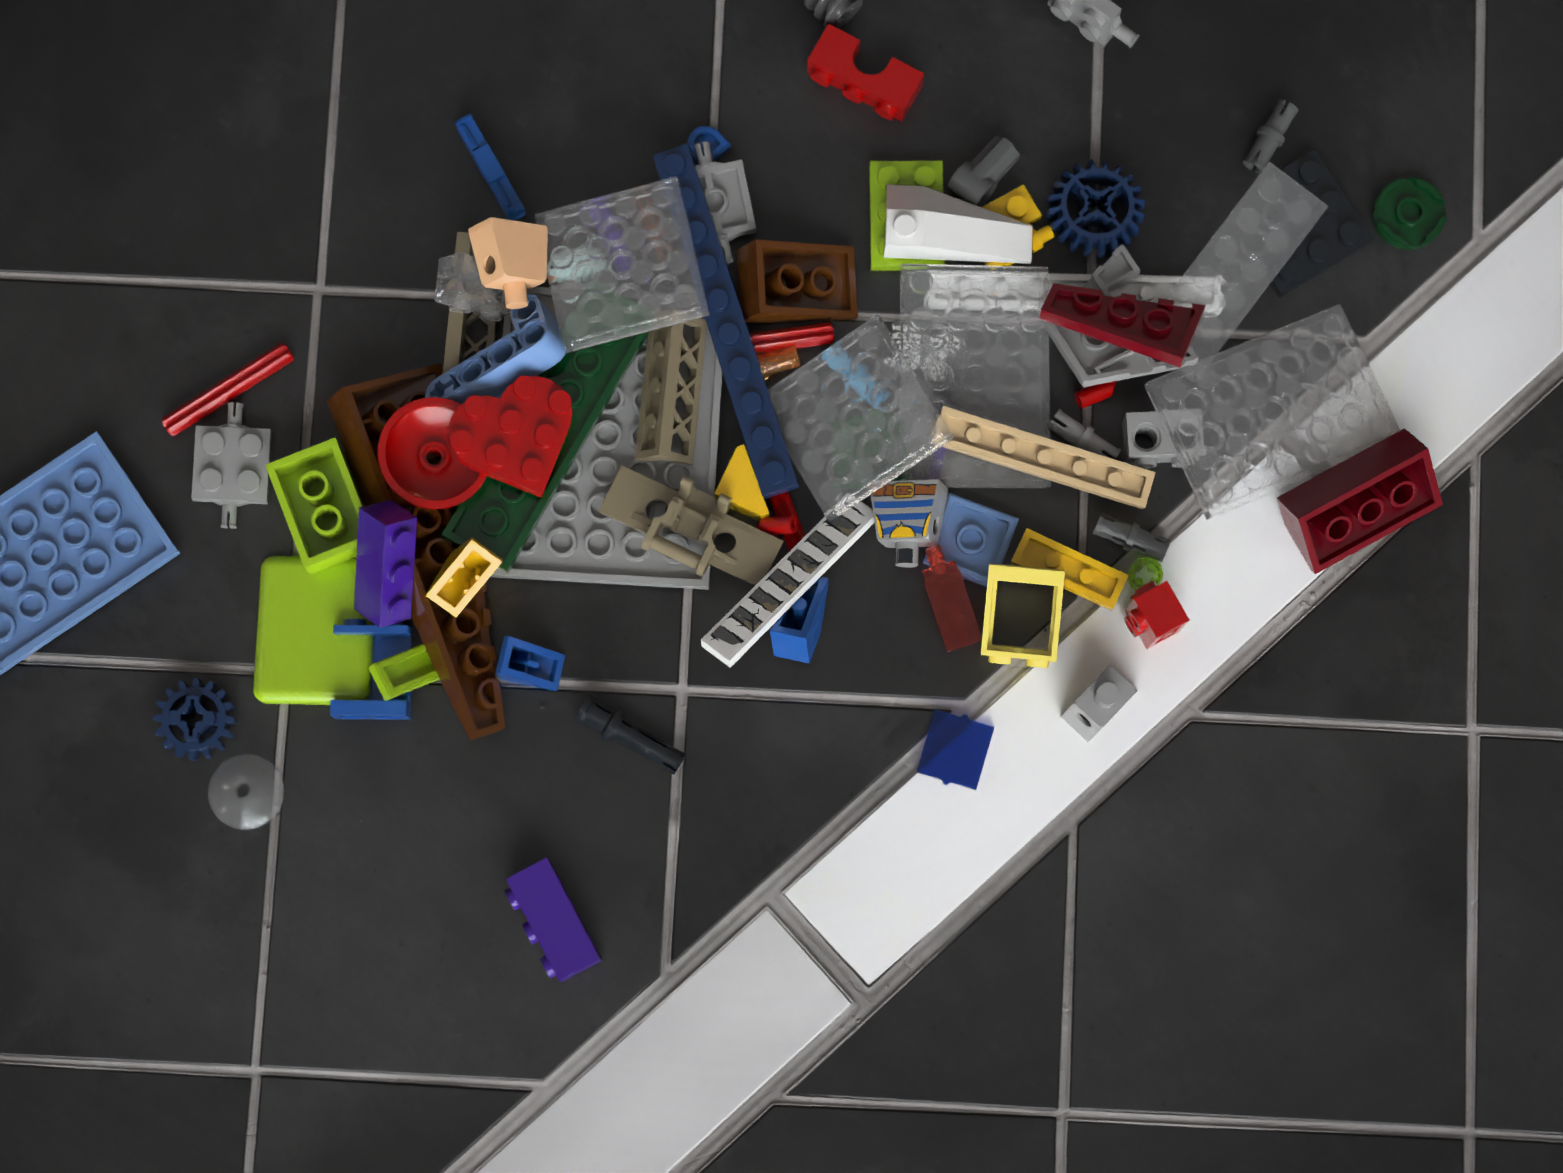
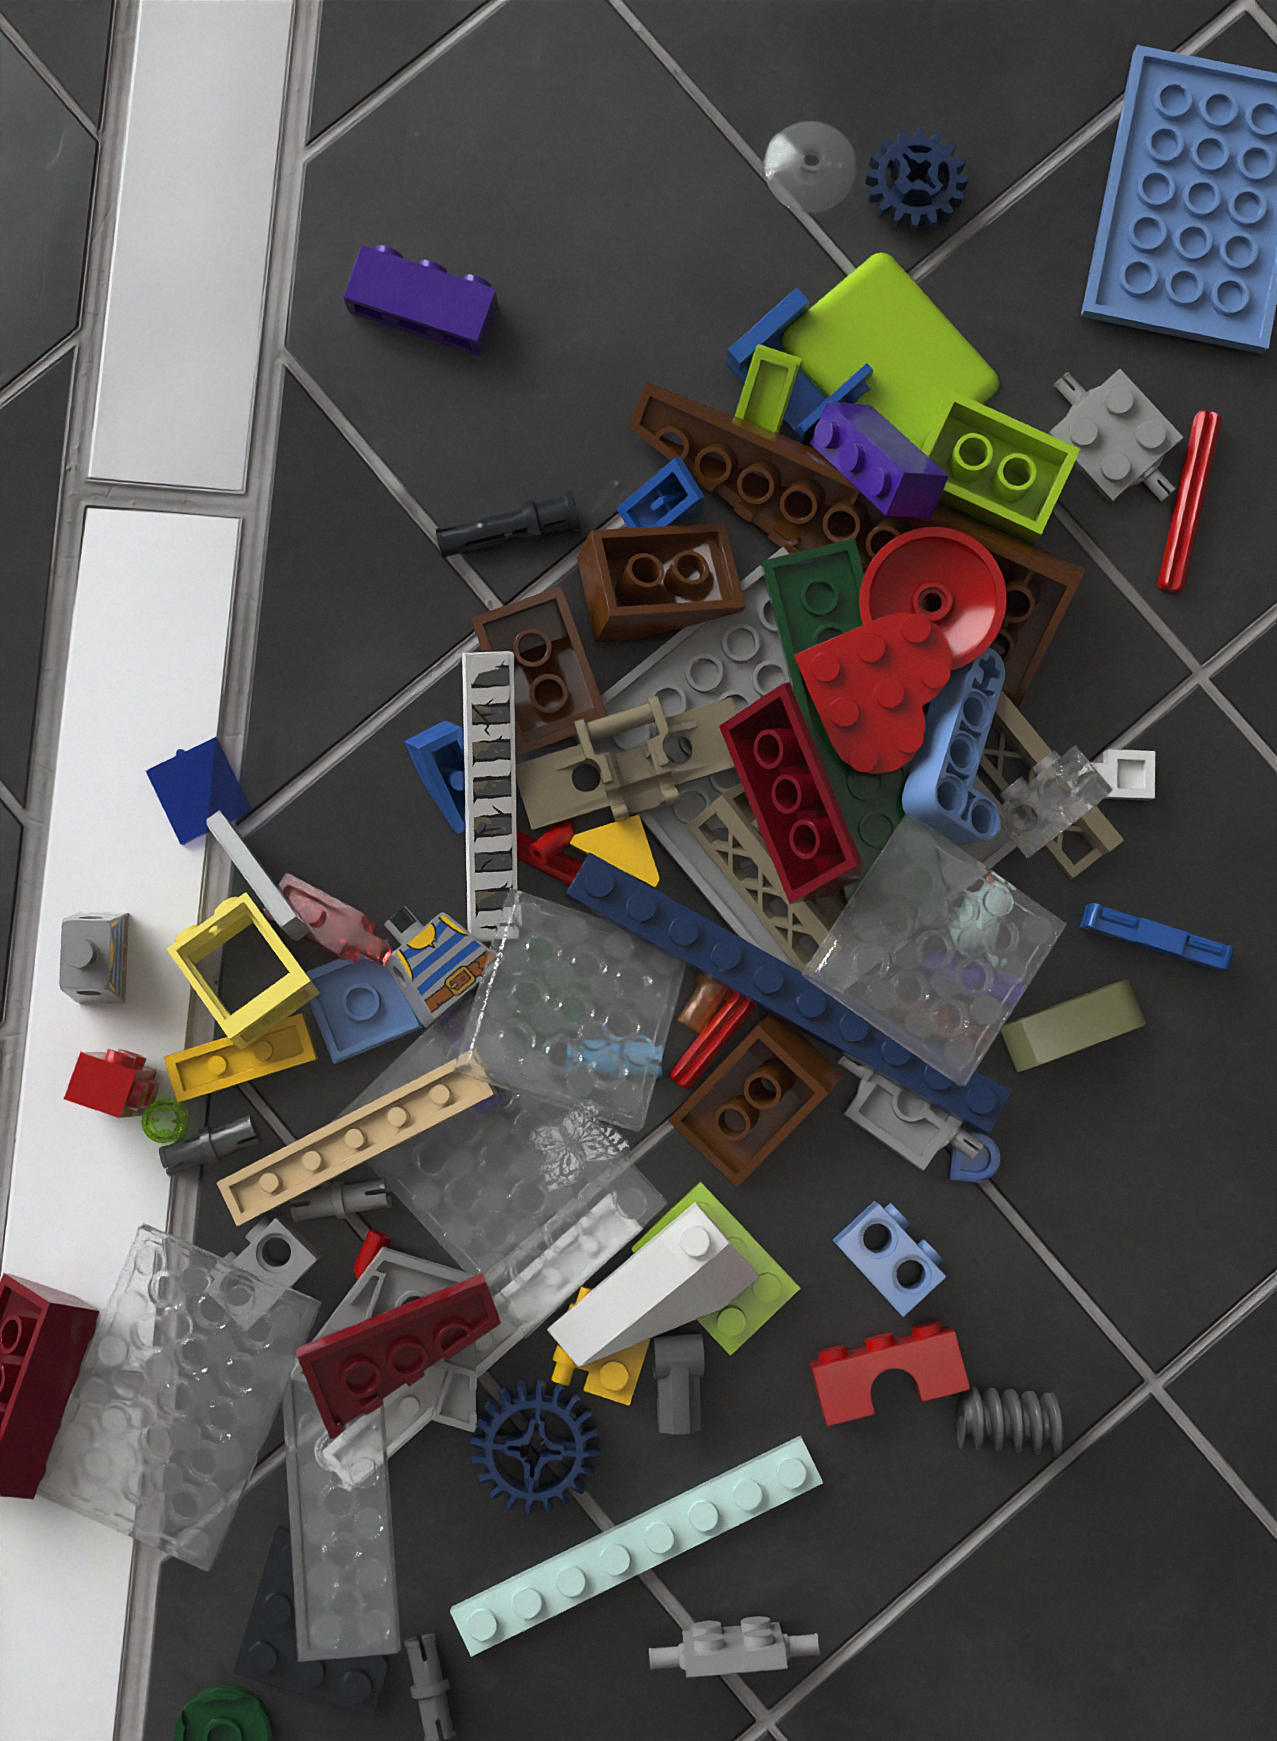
camera: 135 degrees right, 5 degrees up
(417, 270) = (1128, 774): none -> white plate
(463, 576) = (796, 514): yellow slope -> none
(510, 257) = (1044, 852): light nougat torso -> none
(574, 619) = (657, 579): none -> reddish brown slope
(581, 162) = (1072, 1025): none -> olive beam
(621, 414) = (792, 797): none -> dark red slope
(673, 644) = (549, 667): none -> reddish brown slope
(809, 132) = (882, 1264): none -> medium blue brick
(966, 659) = (257, 876): none -> tile
(1088, 110) = (635, 1545): none -> light aqua plate

